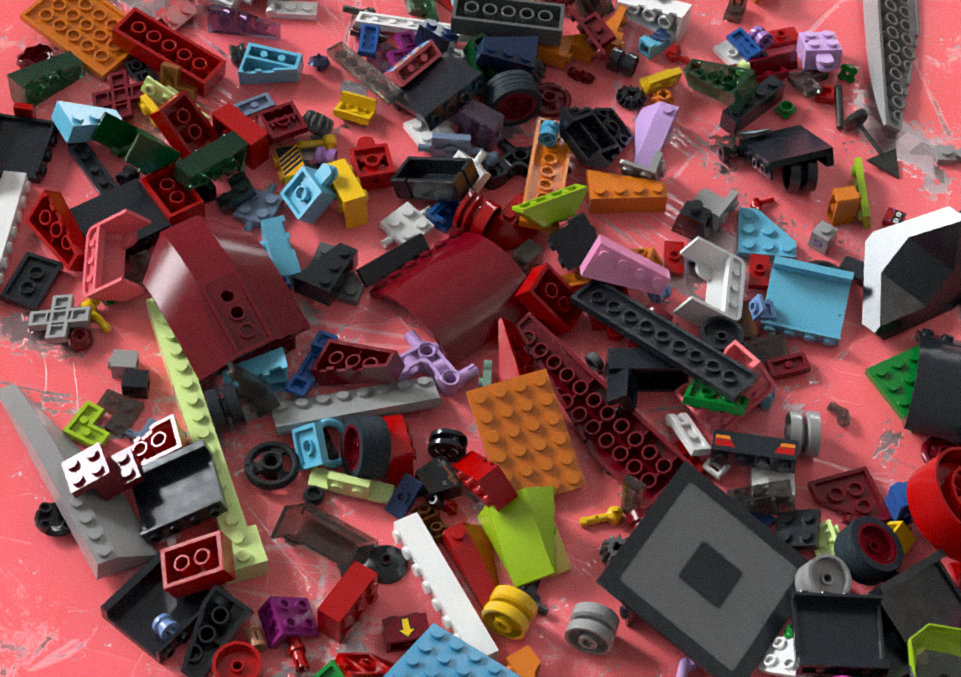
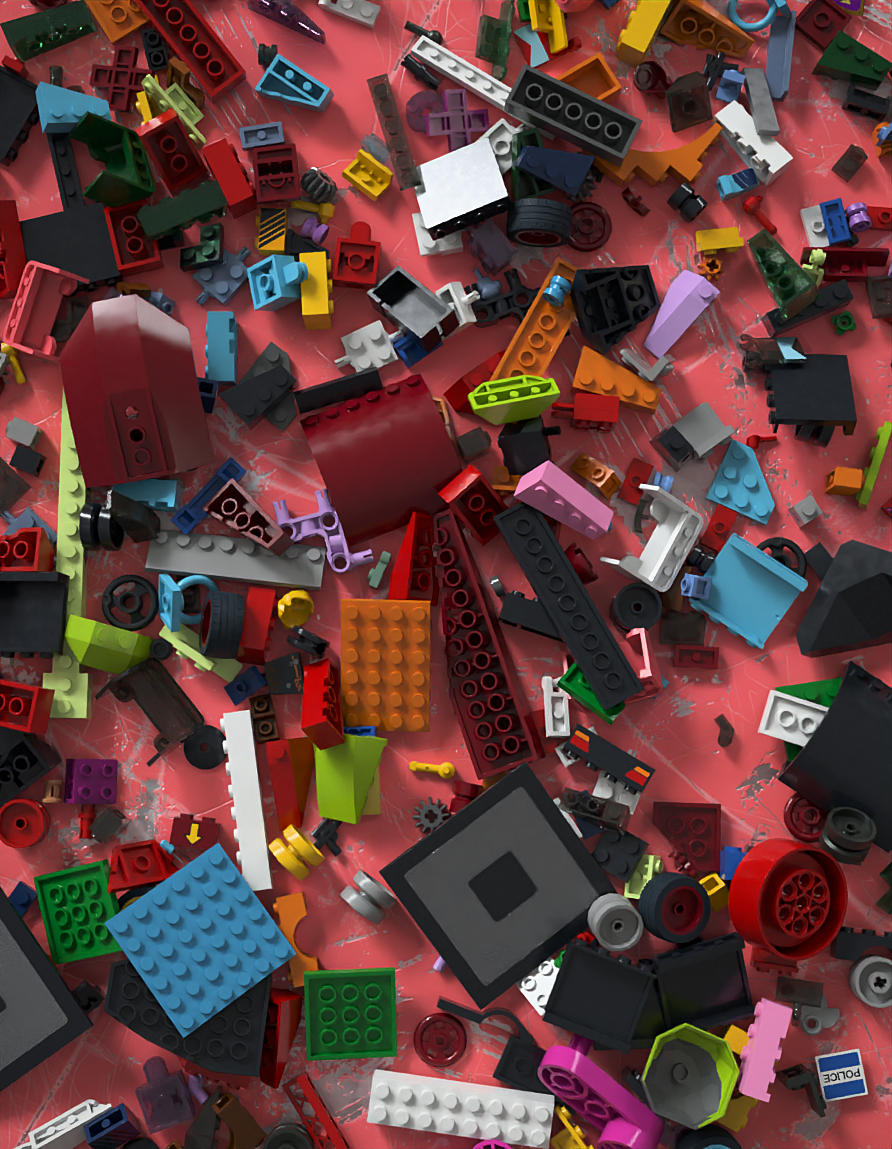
camera: 20 degrees right, 30 degrees up
(261, 492) = (105, 645): none -> lime wedge
(319, 61) = (352, 94): dark blue hat -> none
(323, 643) = (109, 825): none -> clear smoke brick
(347, 602) = (148, 788): red brick -> none
(368, 40) = (414, 85): blue plate -> none
(385, 654) = (169, 848): none -> medium azure piece
(413, 63) = (446, 142): coral brick -> none
(422, 423) = (295, 608): none -> yellow hair
(442, 37) = (486, 112): dark blue brick -> none
(443, 504) = (279, 700): arm -> none
(448, 144) = (455, 270): sand blue plate -> none
(475, 214) = (442, 368): red wheel -> none
(596, 30) = (668, 158): dark red bracket -> none
(616, 213) = (589, 412): none -> red brick
(622, 389) = (503, 645): black hinge -> none
(629, 102) = (672, 257): black gear -> none
(632, 494) = (463, 772): clear smoke plate -> none
(690, 286) = (639, 516): none -> clear smoke piece
(751, 291) = (696, 556): none -> black wheel
(805, 430) = (670, 750): light grey wheel -> none
(889, 381) = (790, 718): none -> white plate

